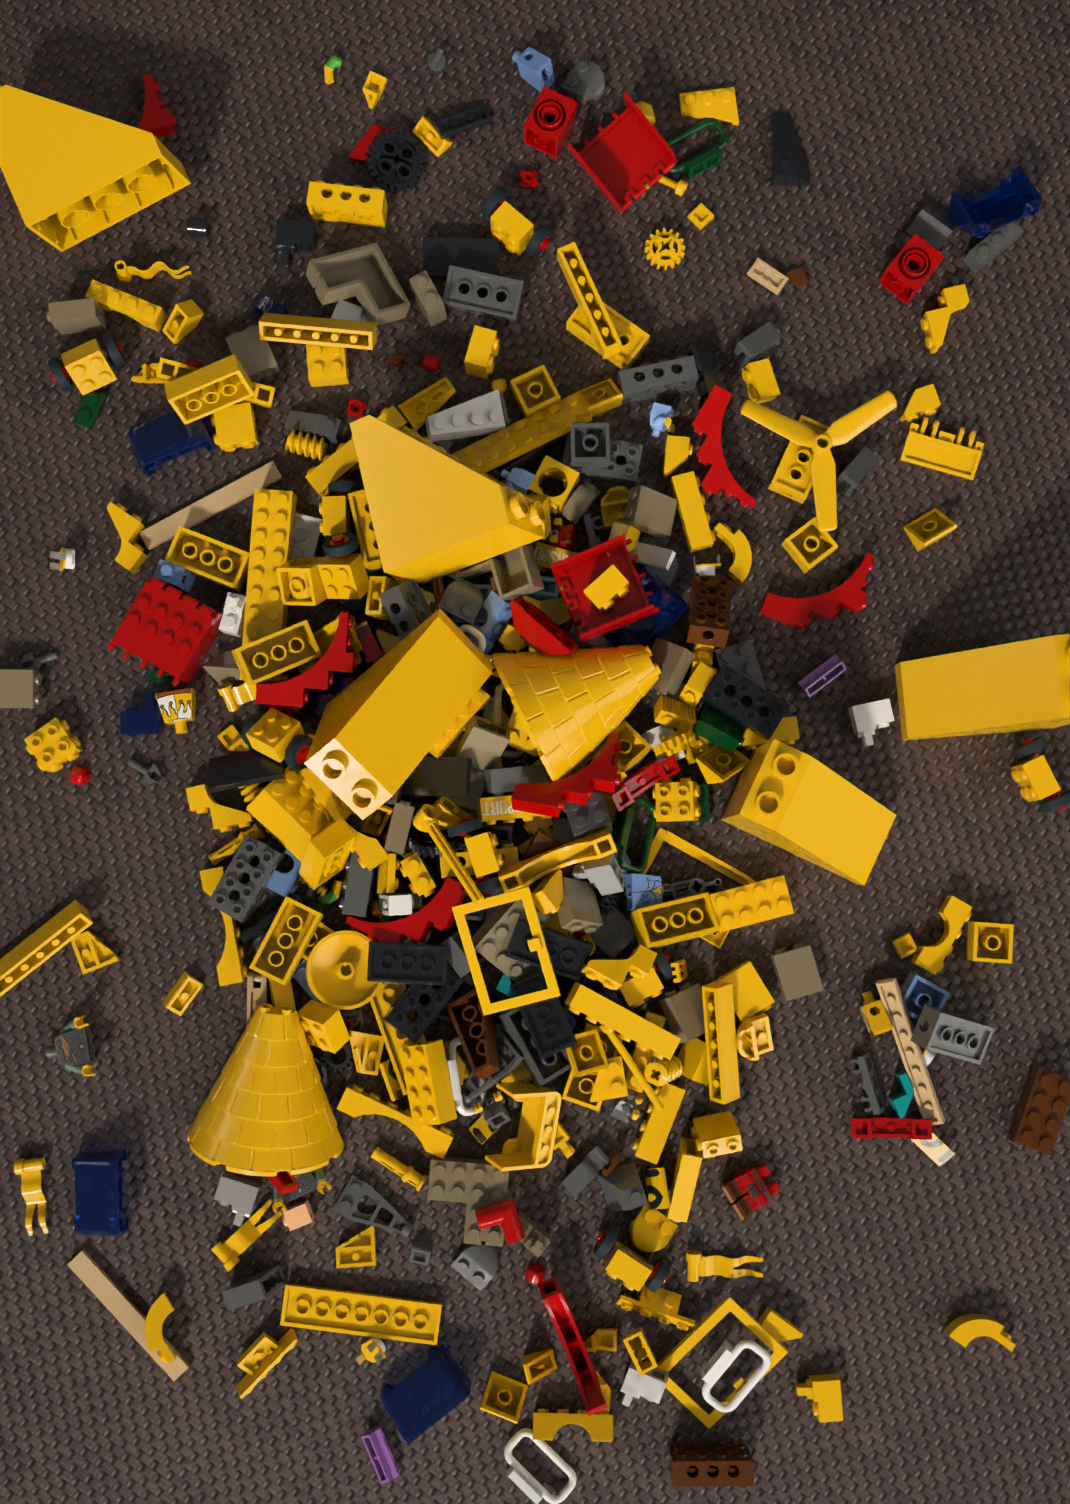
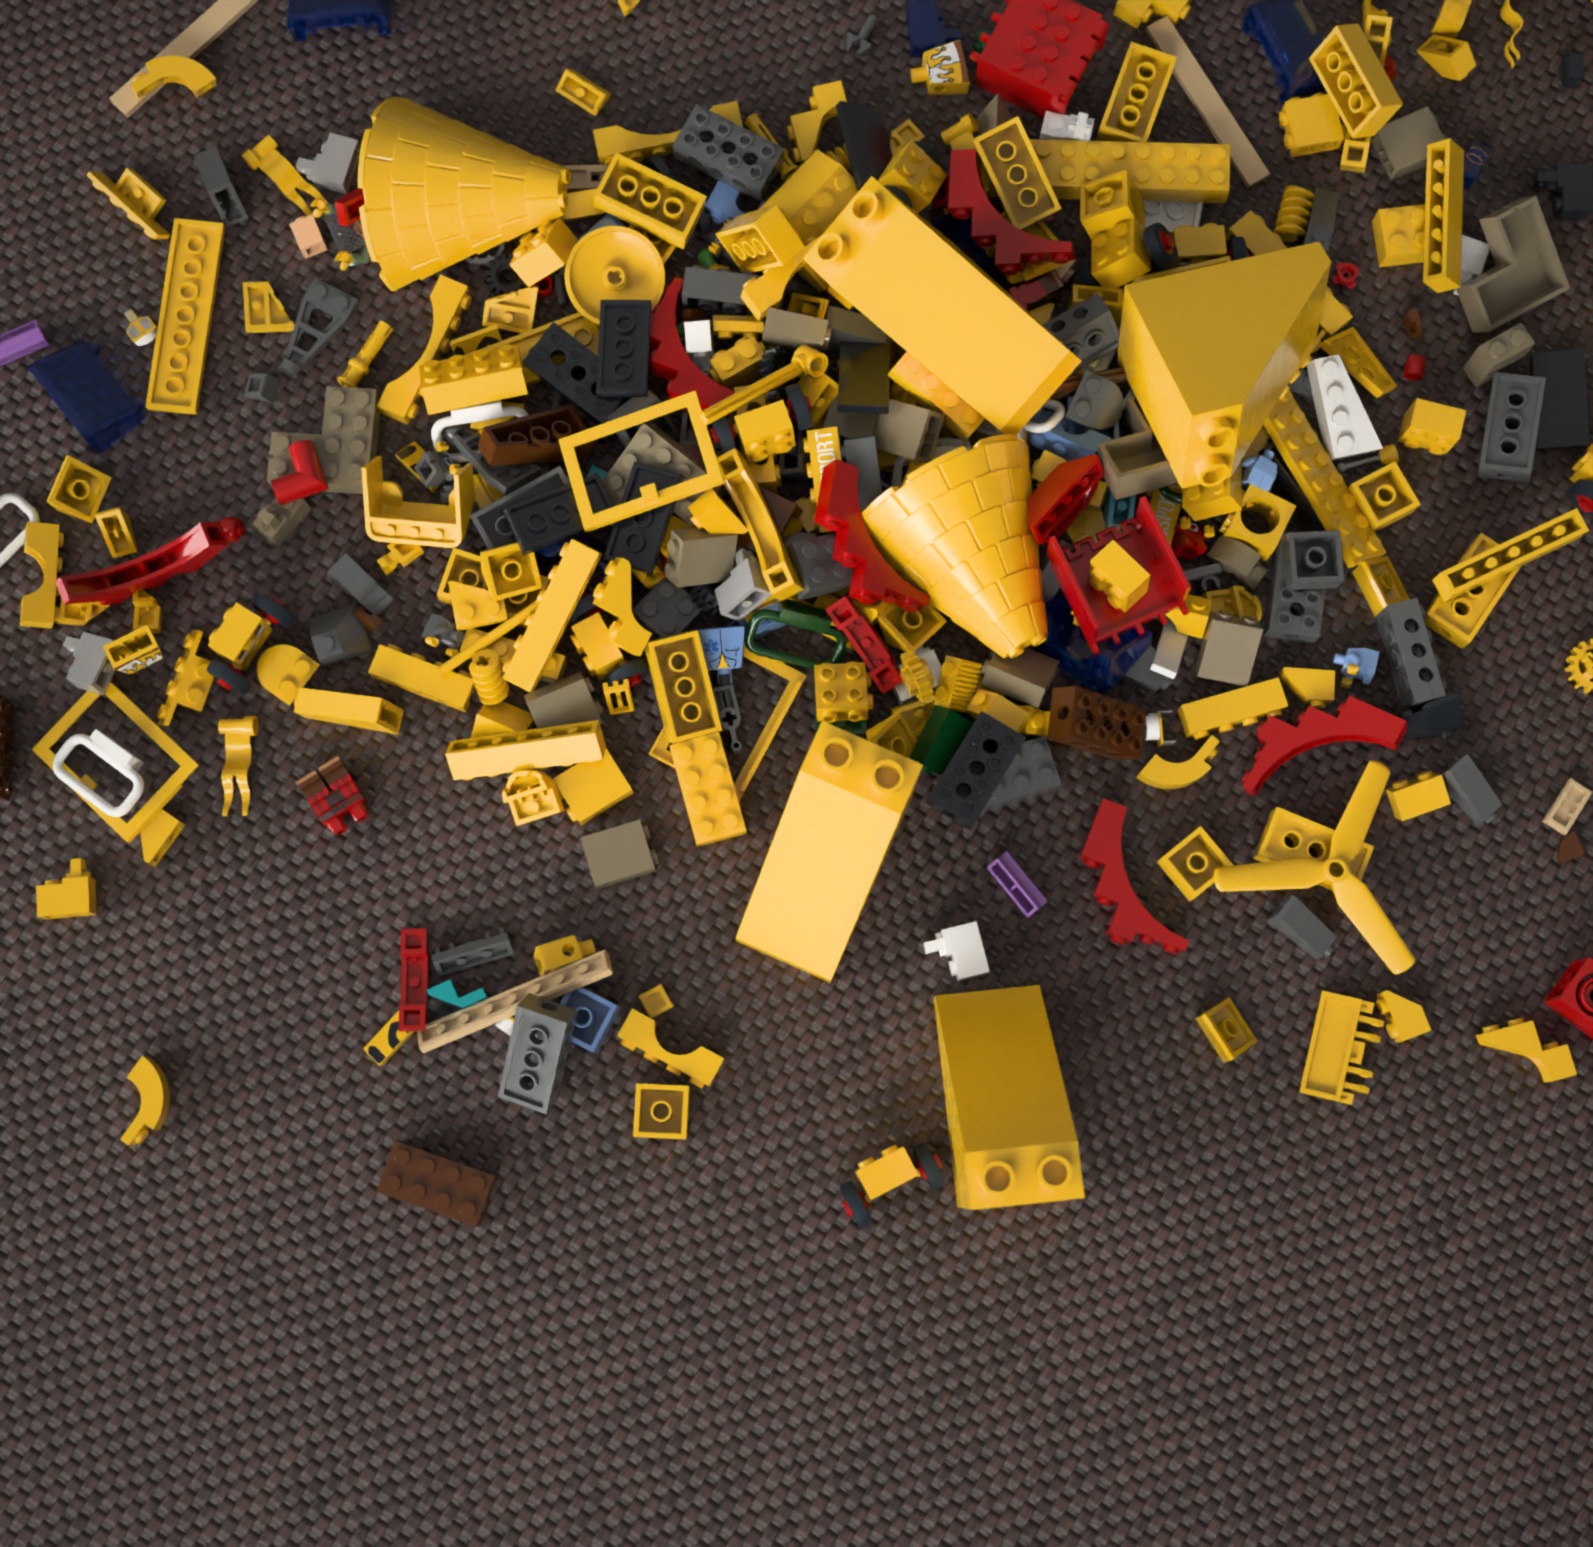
camera: 90 degrees right, 5 degrees down
(173, 576) = (1112, 53): medium blue torso -> none
(477, 1264) = (244, 455): dark grey slope -> none
(657, 1188) = (337, 675): yellow slope -> none
(716, 1134) = (406, 746): yellow brick -> none
(786, 732) = (940, 831): yellow brick -> none

